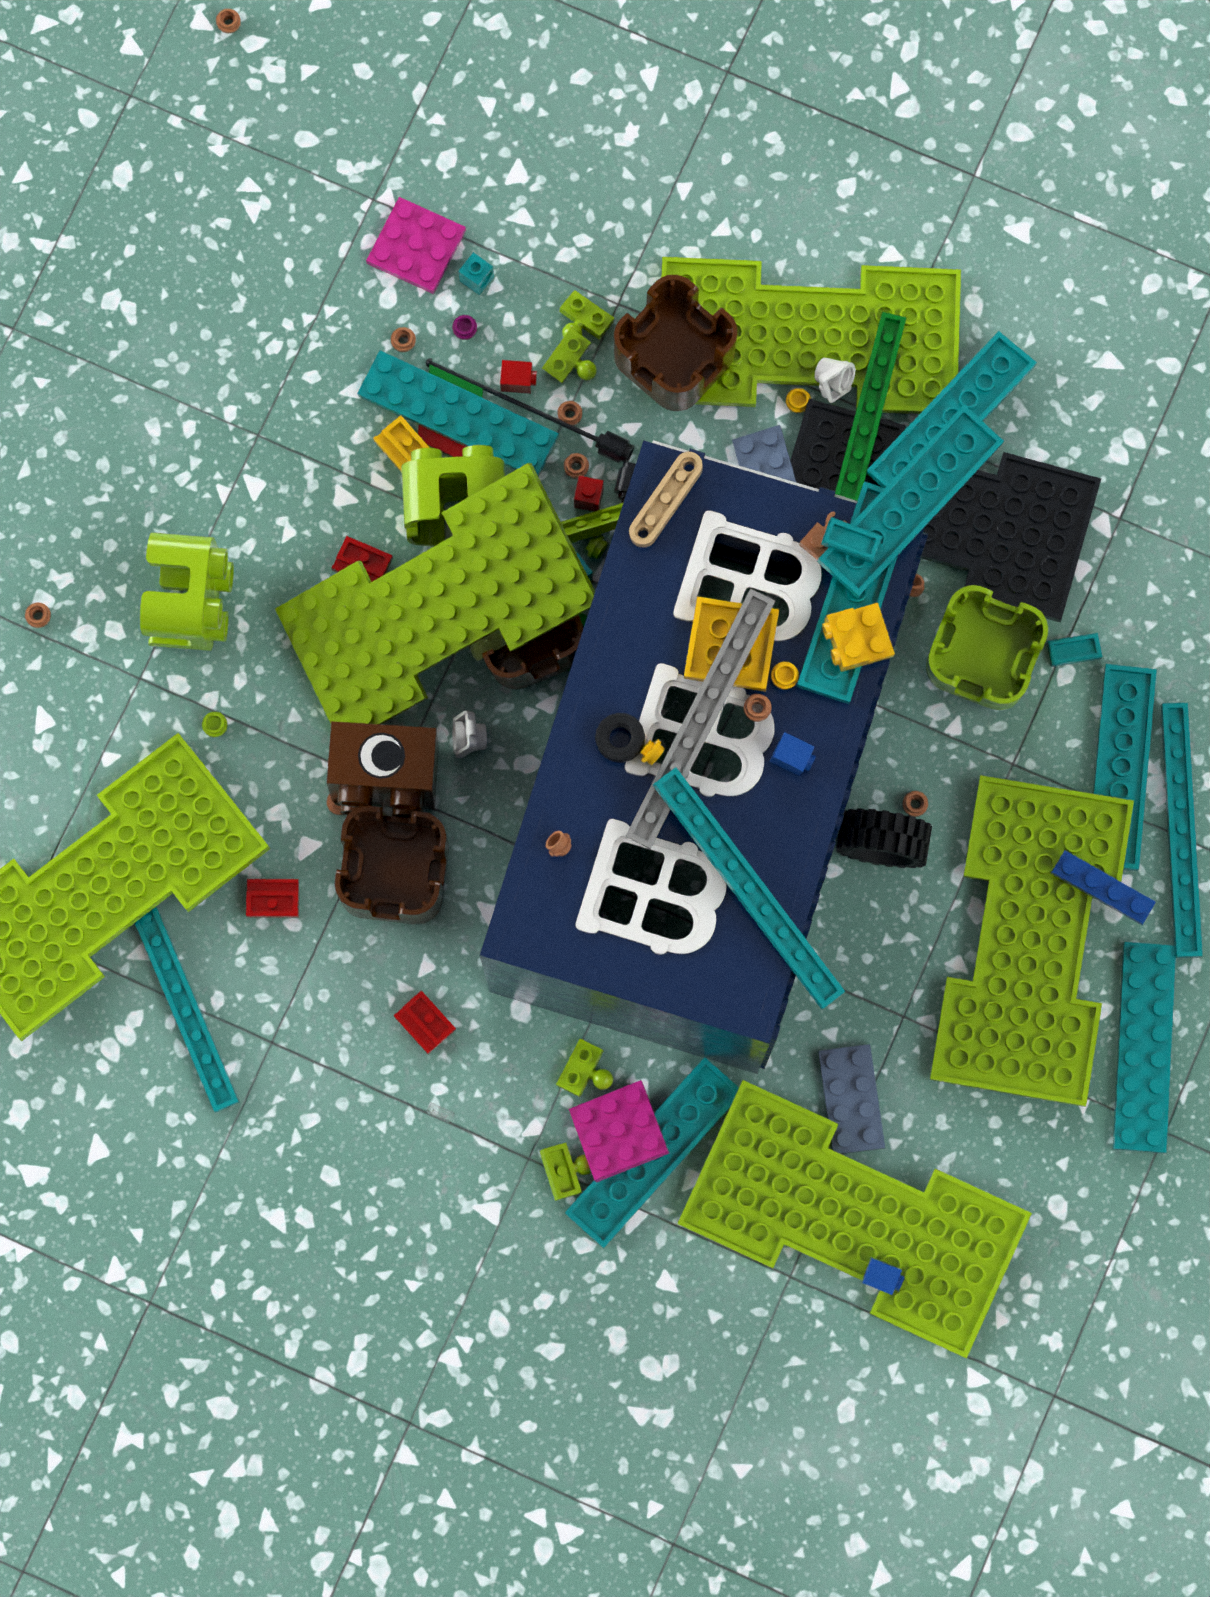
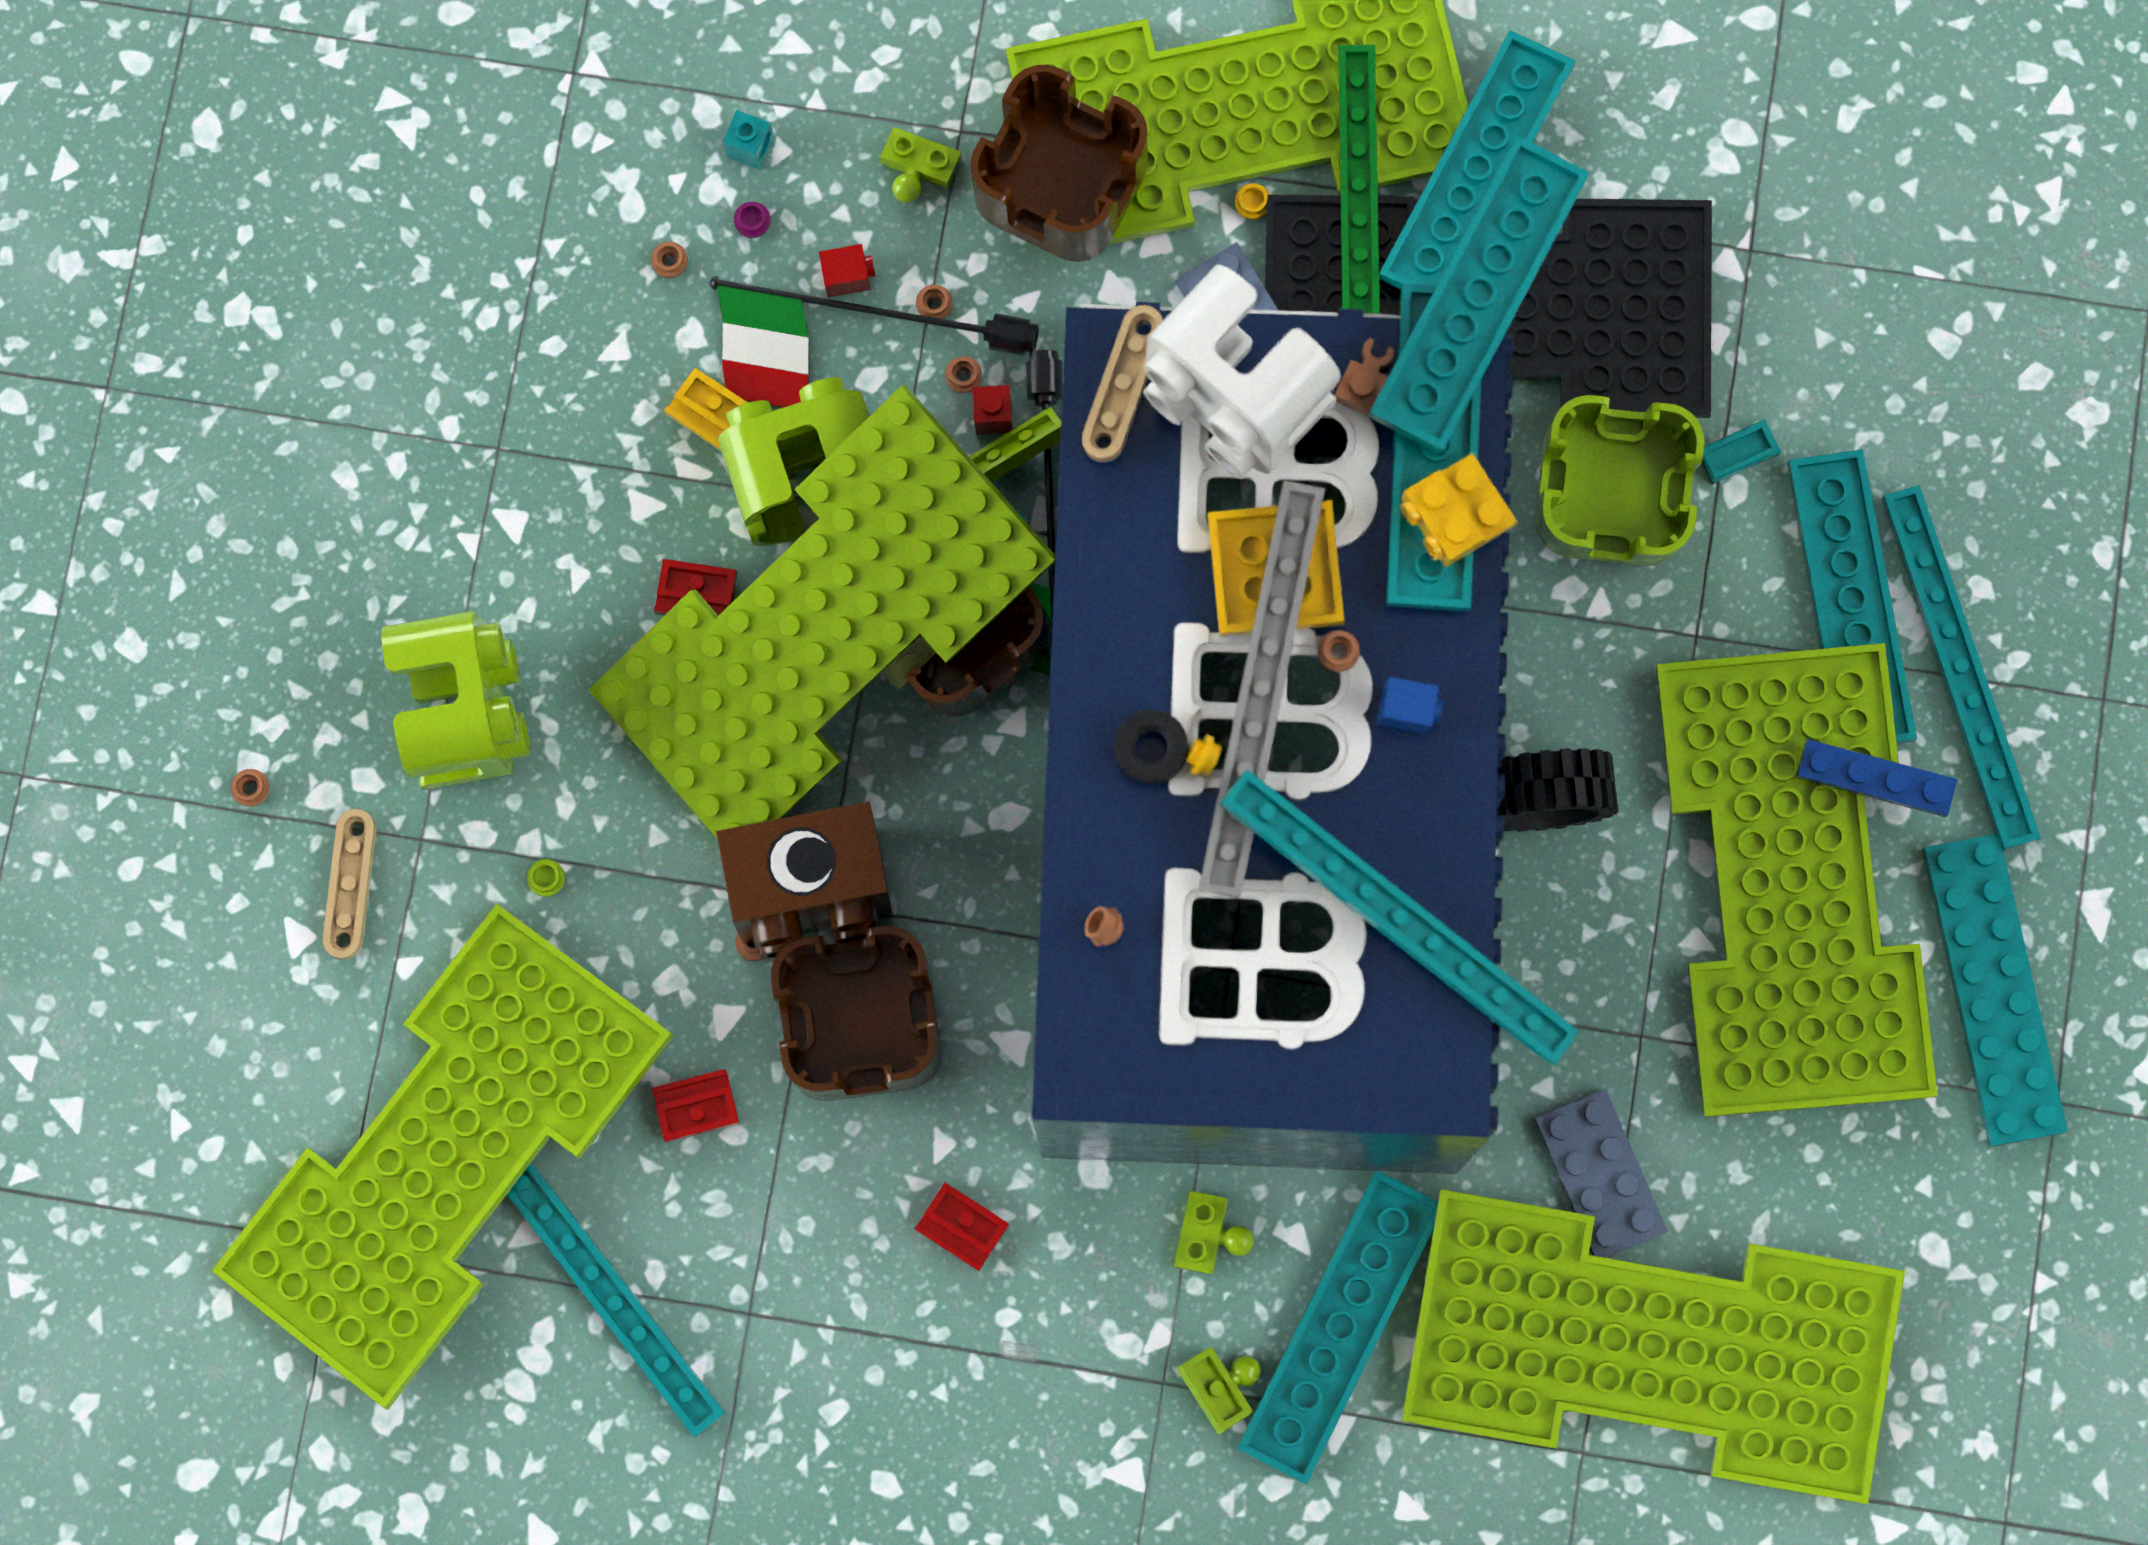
camera: 10 degrees left, 0 degrees up
(85, 695) = (349, 884): none -> tan plate
(416, 245) = (652, 122): dark pink plate -> none
(456, 412) = (771, 343): teal plate -> none
(468, 735) = (913, 799): white piece -> none
(568, 356) = (910, 223): lime plate -> none
(596, 547) = (1024, 482): lime plate -> none
(618, 1131) = (1282, 1310): dark pink plate -> none
(738, 541) = (1250, 414): none -> white piece
(784, 675) = (1365, 594): yellow plate -> none
(834, 375) = (1297, 152): white piece -> none
(851, 540) = (1411, 372): teal tile -> none
(883, 1276) = (1718, 1419): blue brick -> none
(921, 798) = (1577, 717): nougat plate -> none

